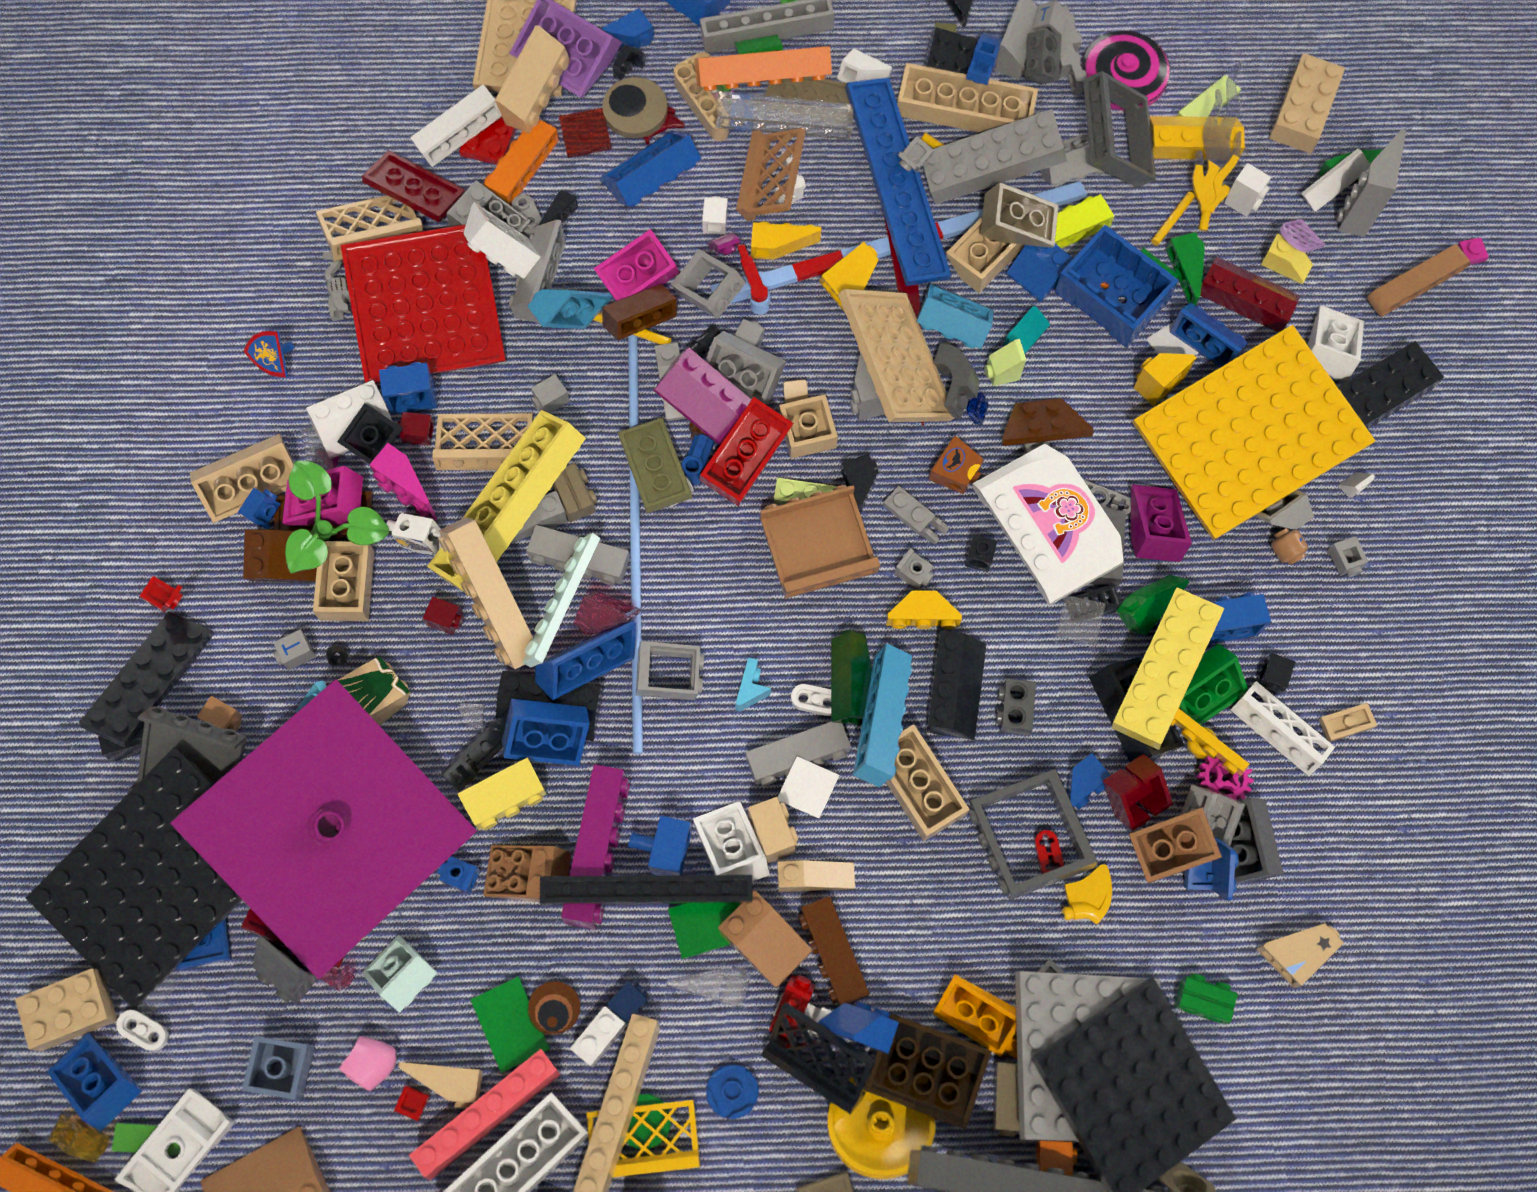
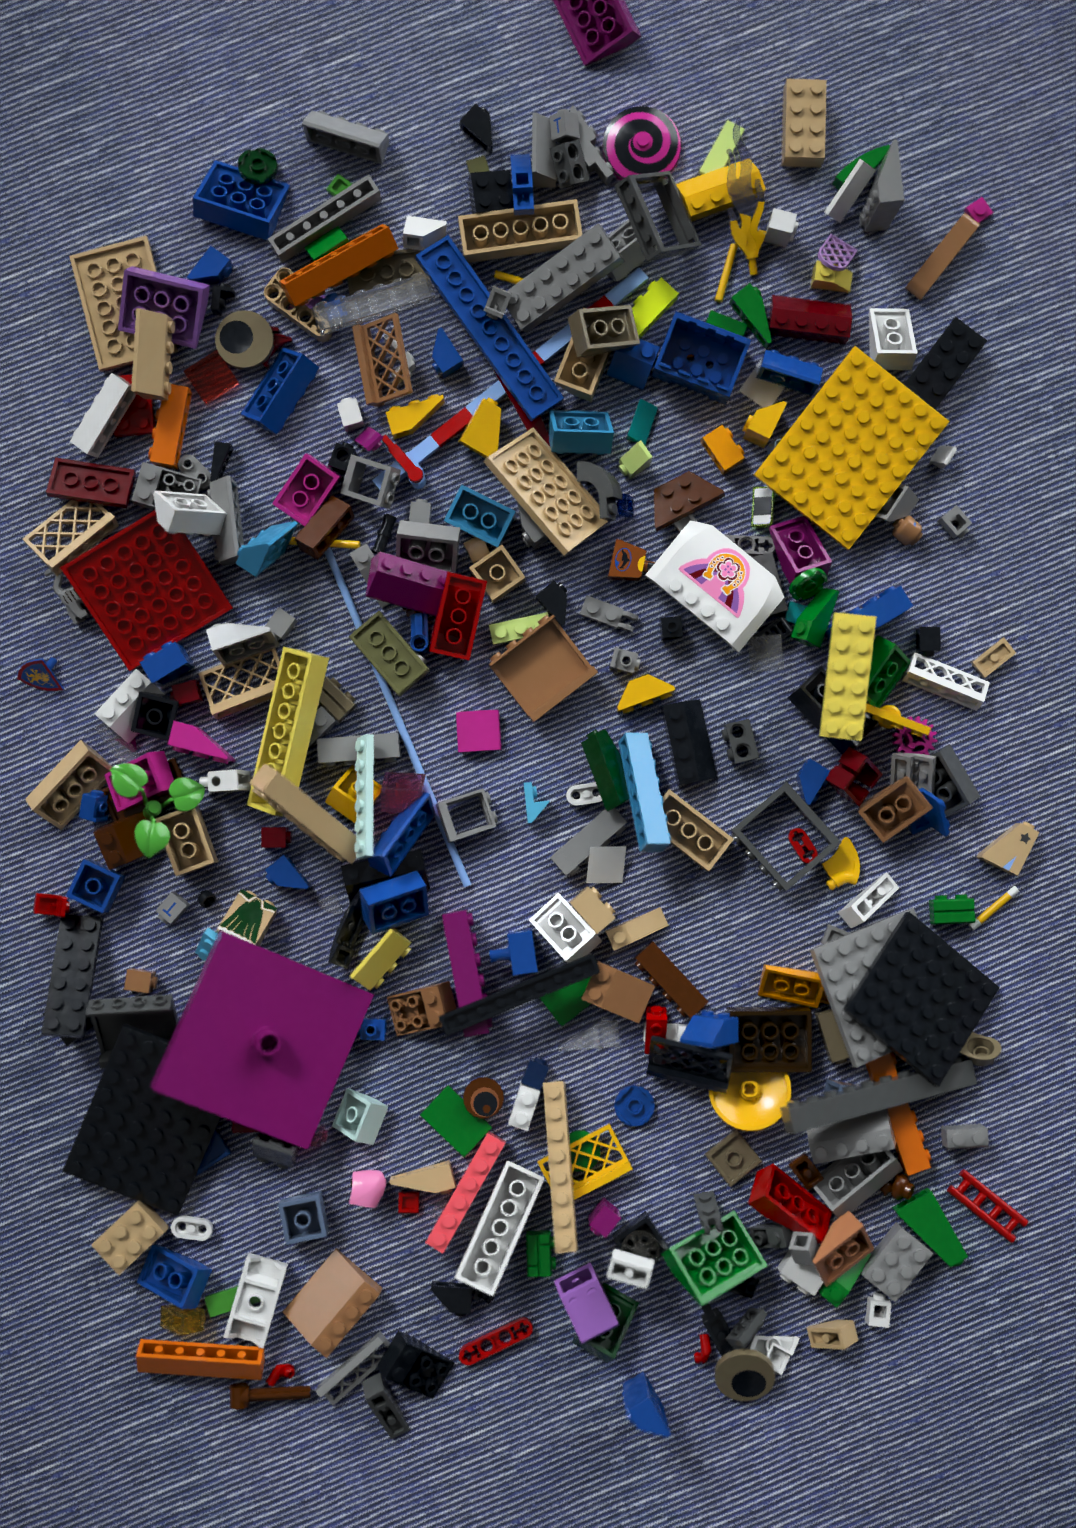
camera: 25 degrees left, 15 degrees up
(221, 592) = (95, 886): none -> blue brick
(437, 661) = (286, 874): none -> blue slope
(498, 392) = (238, 641): none -> light grey slope
(536, 595) = (343, 794): none -> yellow slope
(686, 245) = (339, 449): none -> black brick
(720, 586) = (478, 730): none -> dark pink slope
(814, 359) = (480, 516): none -> dark azure slope
(839, 193) = (445, 356): none -> blue slope
(1107, 388) = (723, 449): none -> light orange brick
(1107, 948) = (868, 901): none -> white slope
(1128, 586) = (794, 612): none -> teal tile
(1131, 464) = (762, 507): none -> slope
(1155, 559) = (808, 583): none -> green tile
(1259, 1018) = (994, 907): none -> yellow bar

